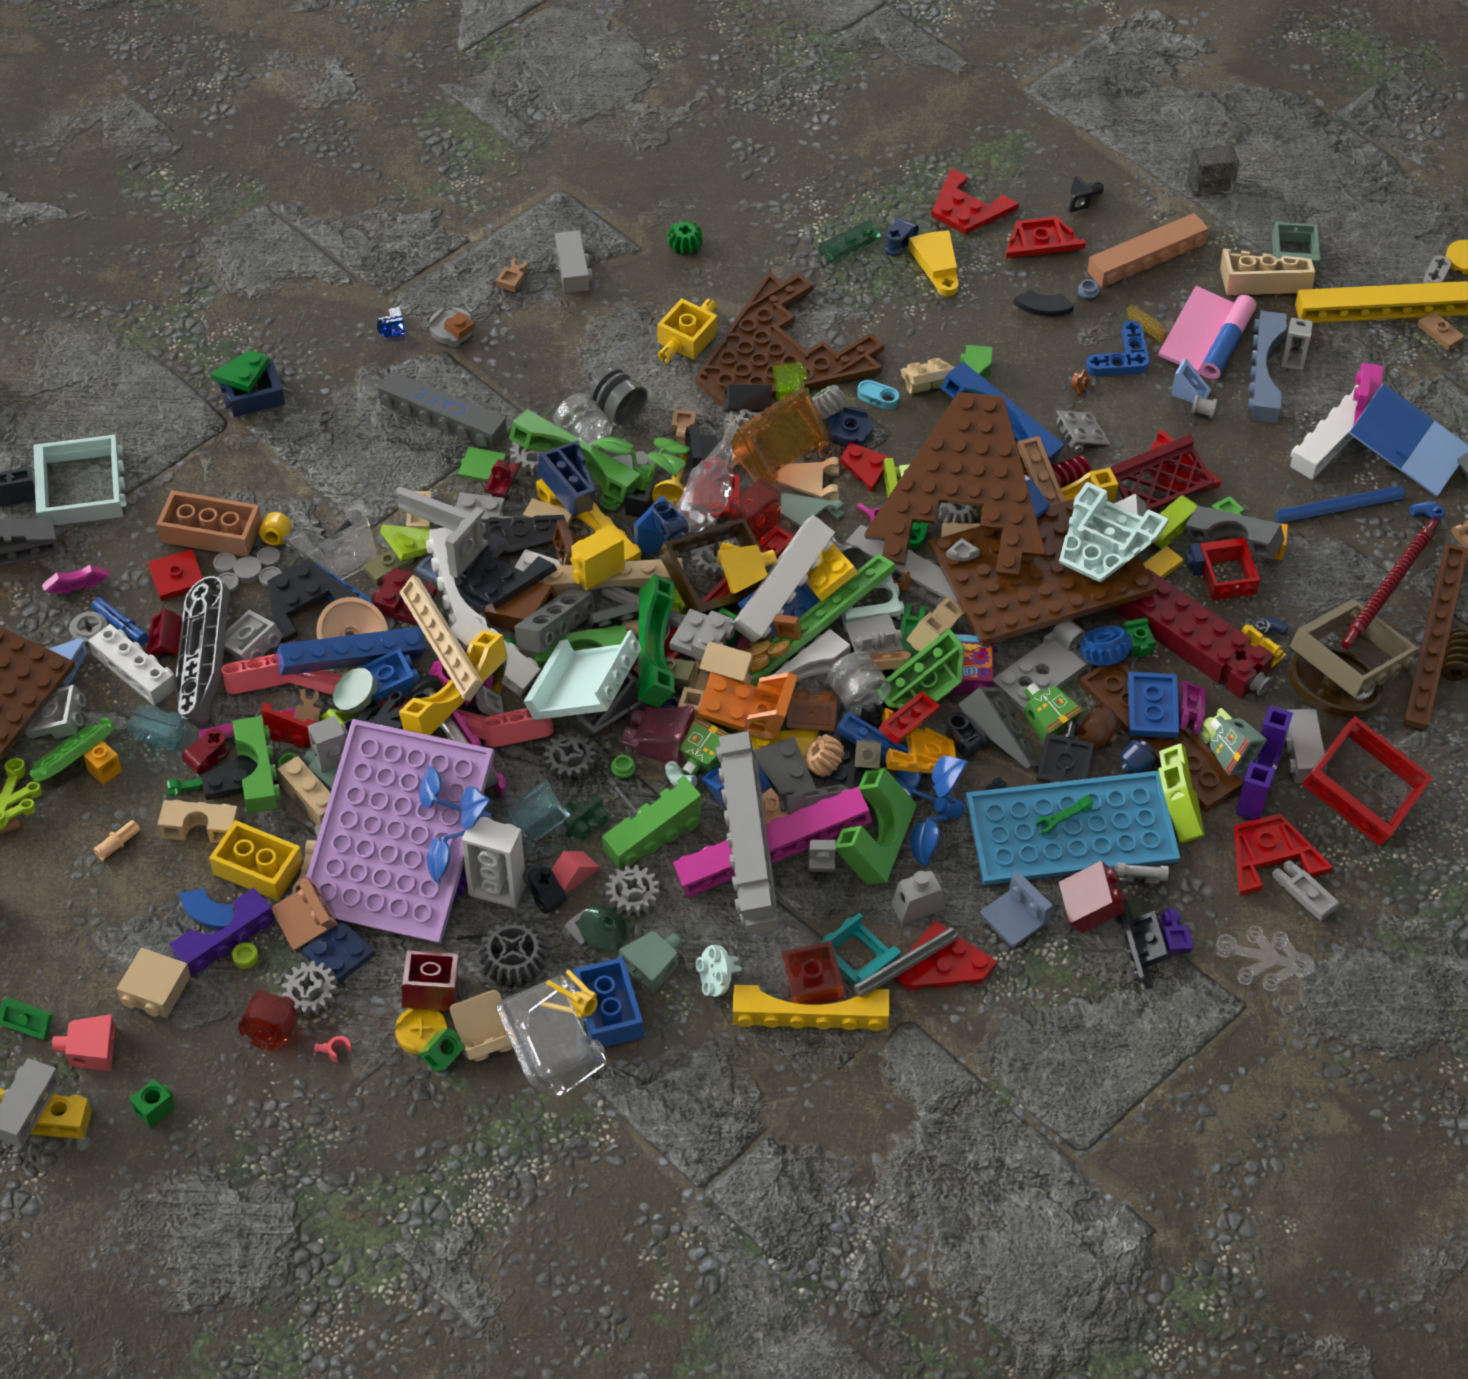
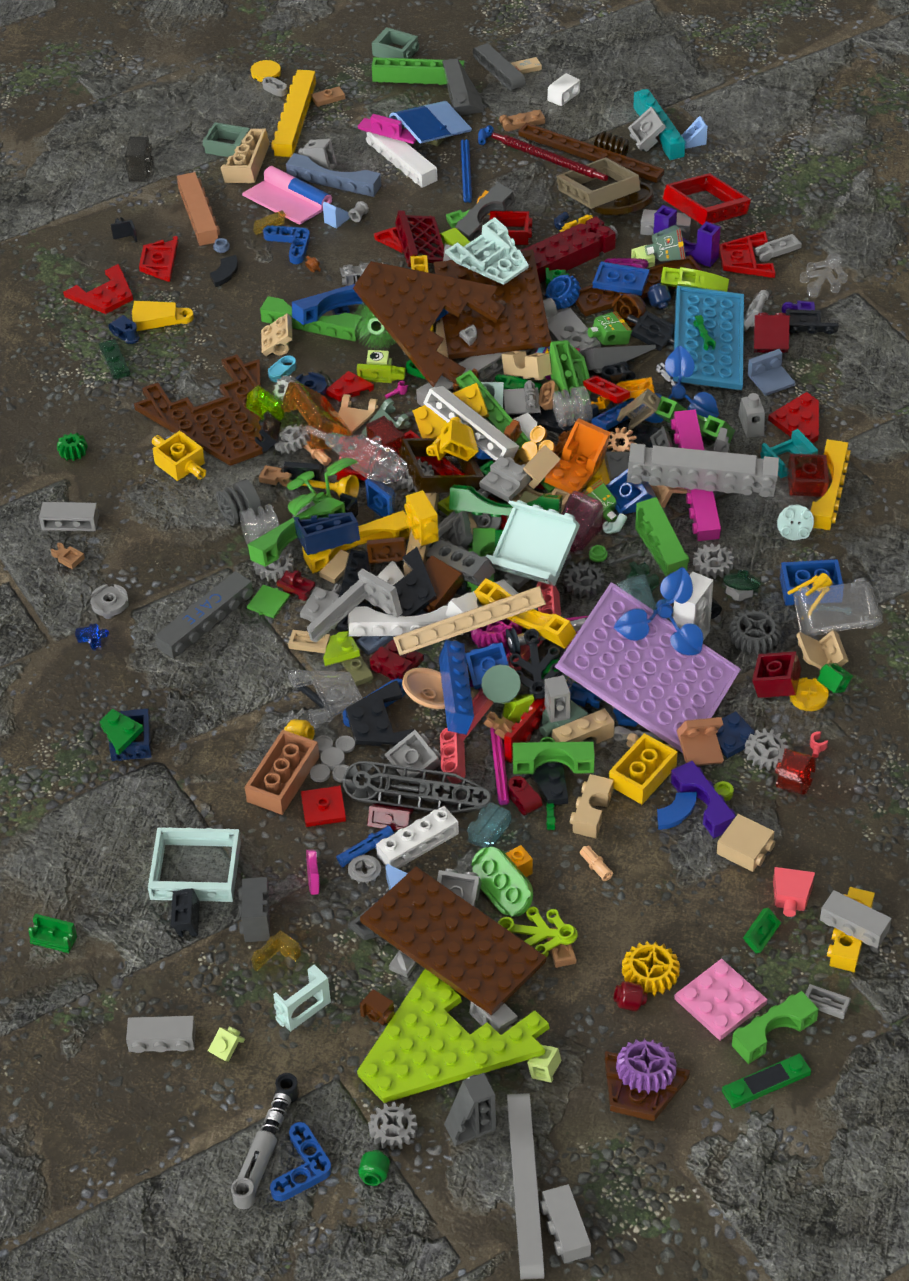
camera: 75 degrees left, 5 degrees down
(152, 1113) = (853, 853): green brick -> none
(459, 325) = (117, 590): dark orange plate -> none
(651, 959) = (771, 555): sand green torso -> none
(669, 519) = (395, 476): dark blue piece -> none
(906, 962) = (808, 427): dark grey axle -> none

